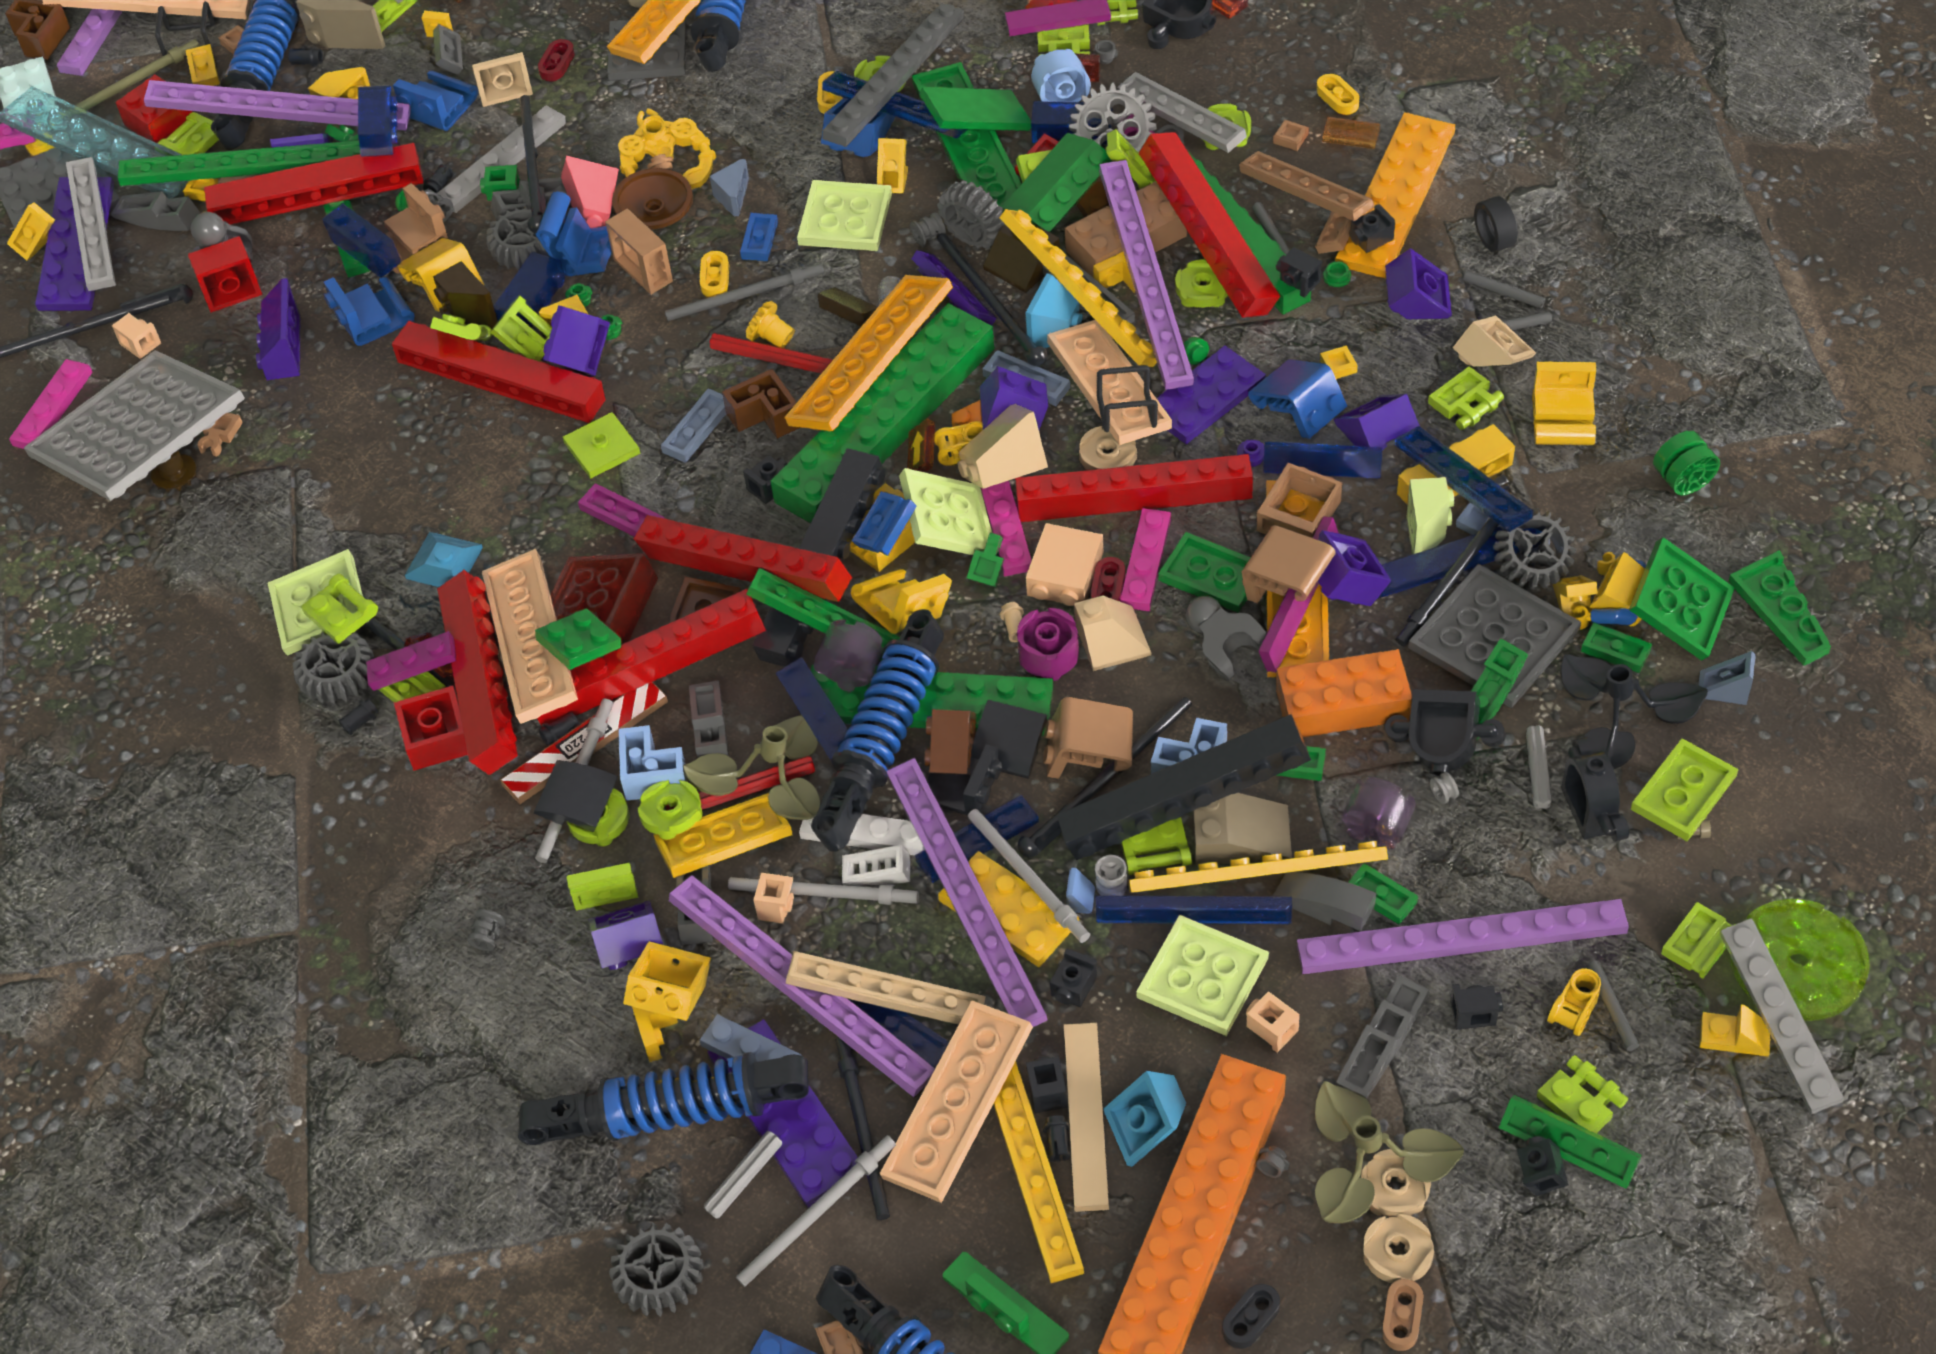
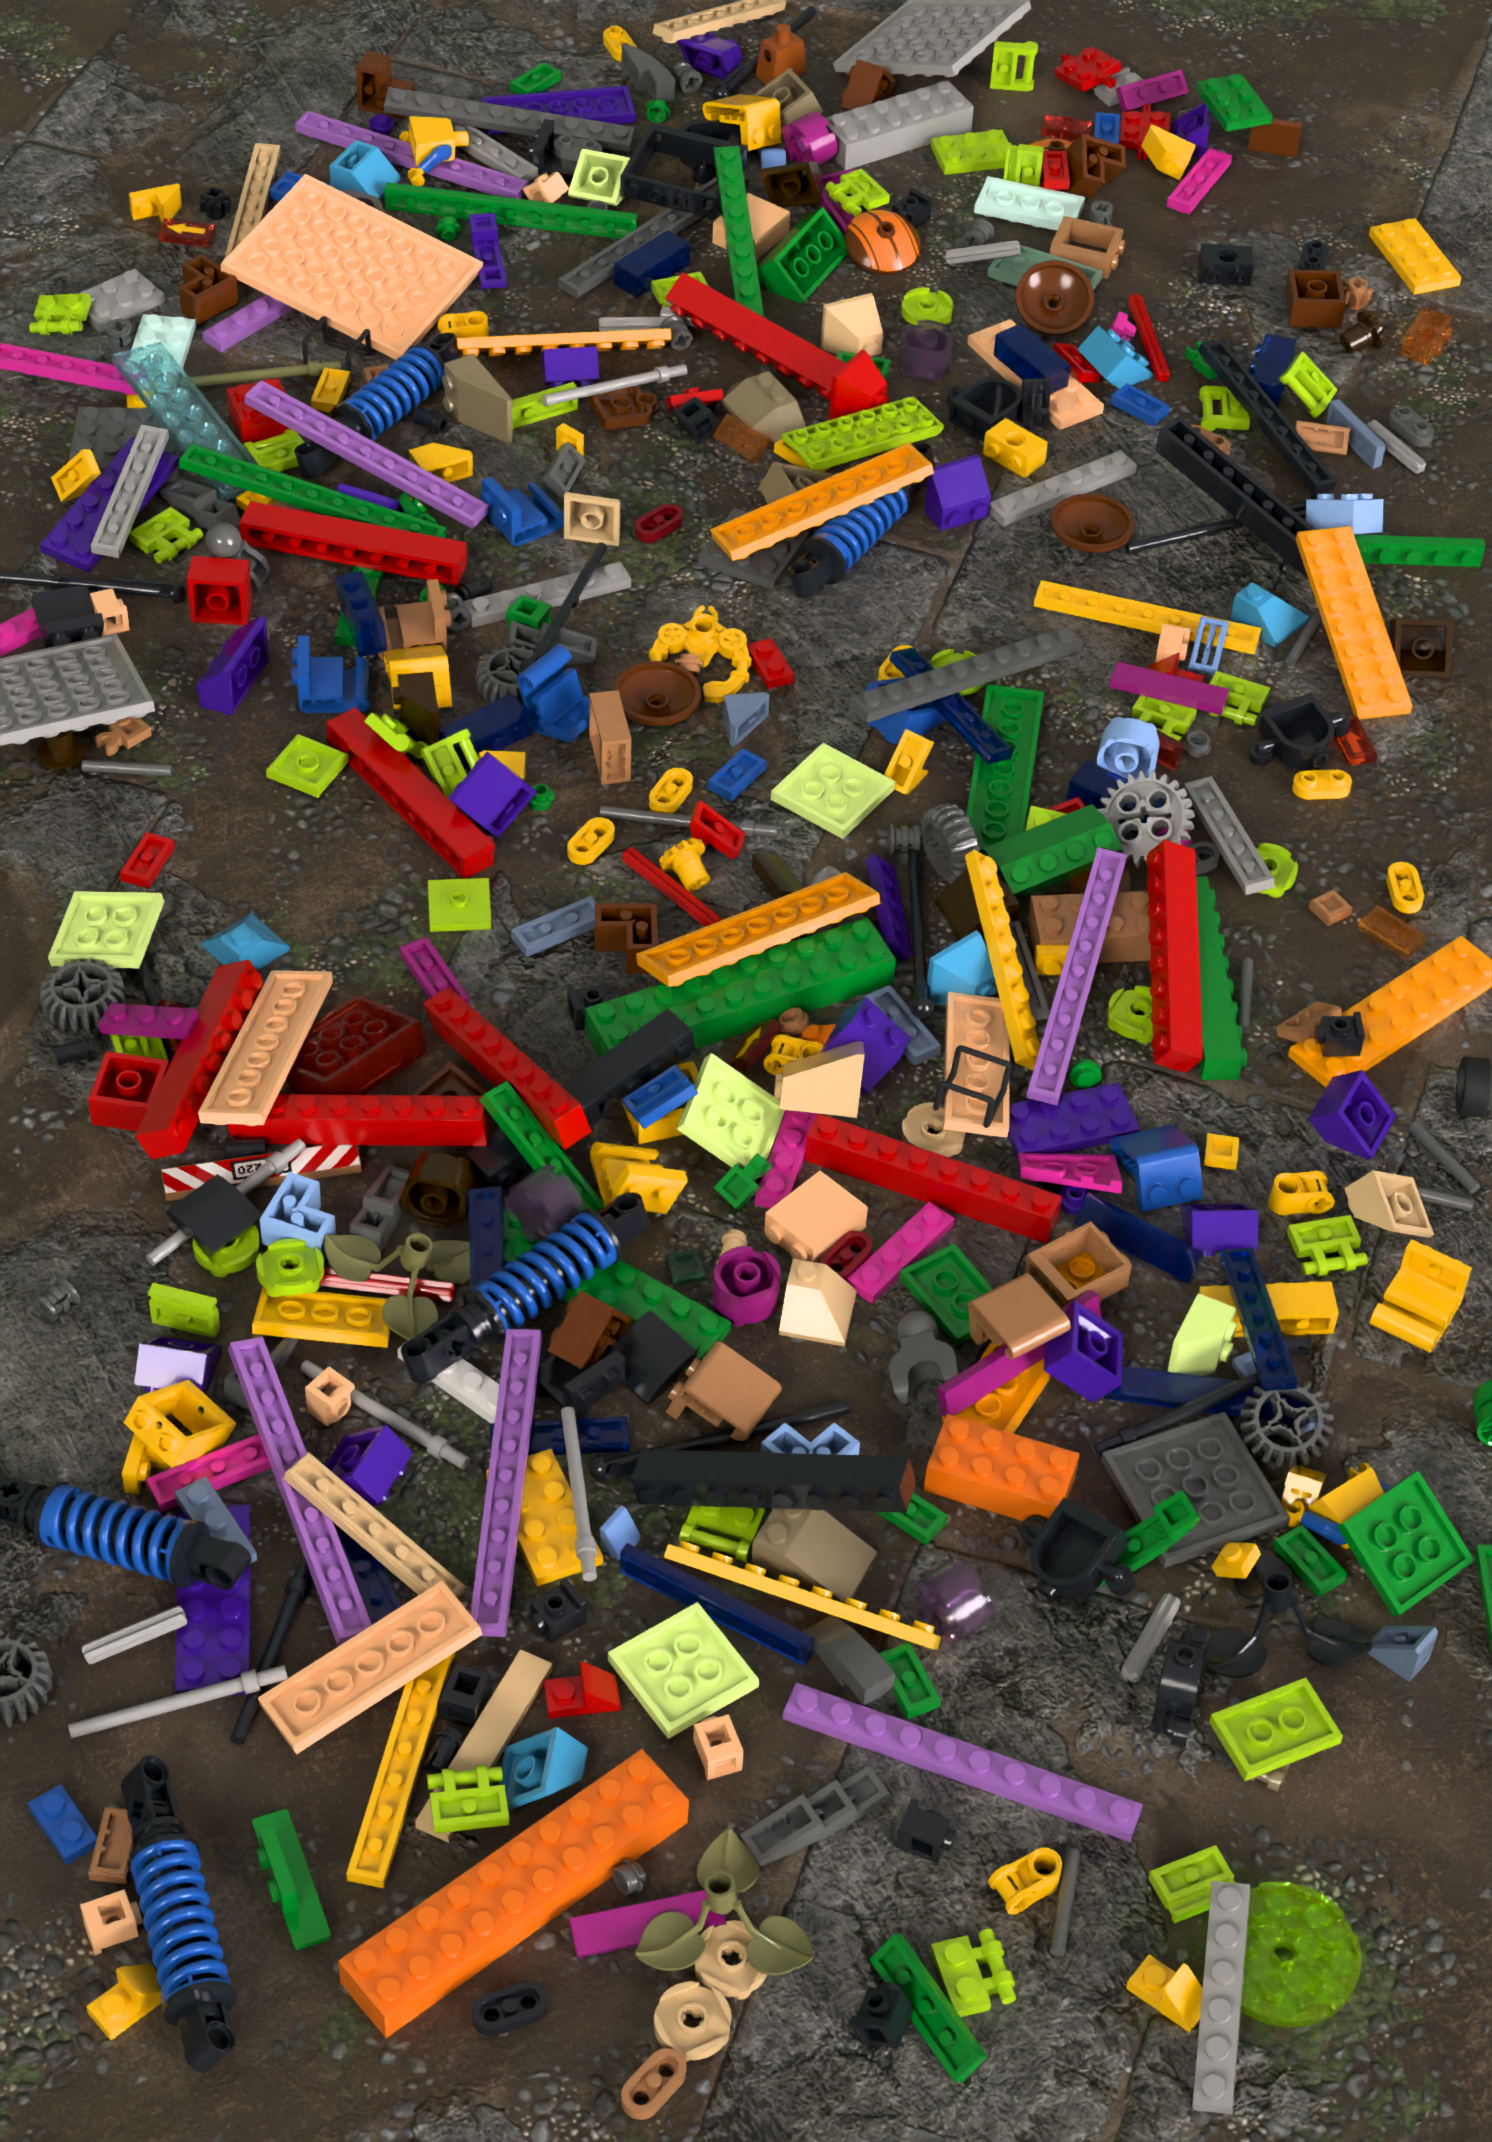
camera: 20 degrees right, 5 degrees down
(102, 354) = (66, 616): none -> black bracket
(134, 246) = (160, 530): none -> lime plate
(239, 459) = (127, 767): none -> dark grey bar
(312, 528) = (147, 860): none -> red plate
(332, 615) = (106, 946): lime plate -> none
(377, 120) = (442, 506): clear blue brick -> none
(396, 388) = (307, 765): none -> lime plate
(578, 638) = (301, 1069): green plate -> none
(582, 291) = (533, 755): green plate -> none
(590, 189) = (605, 657): coral slope -> none
(676, 343) = (591, 841): none -> yellow plate
(720, 998) = (219, 1467): none -> dark pink plate
(725, 135) = (770, 663): none -> red plate
(748, 685) = (438, 1189): none -> dark brown brick
(776, 289) = (716, 830): none -> red slope
(840, 933) = (370, 1462): none -> dark purple slope
(877, 876) = (464, 1430): white slope -> none
(940, 413) = (793, 1021): none -> medium nougat plate
(975, 108) = (1023, 742): green tile -> none
(984, 652) = (685, 1267): none -> clear green tile
(1111, 876) = (657, 1532): light grey wheel -> none
(1113, 1173) = (470, 1807): none -> lime plate
(1120, 149) = (1132, 843): lime plate -> none
(1136, 1035) = (581, 1695): none -> red slope
(1220, 42) = (1322, 784): none -> yellow plate
(1238, 430) = (1075, 1170): none -> dark pink wing
(1299, 270) = (1234, 1042): black brick -> none
(1299, 1198) = (625, 1925): none -> magenta tile
(1306, 185) = (1304, 962): medium nougat tile -> none
(1337, 274) = (1281, 1065): green plate -> none
(1420, 368) = (1299, 1192): none -> yellow piece
(1444, 788) = (1040, 1610): light grey bush -> none
(1562, 674) = (1236, 1560): none -> yellow plate

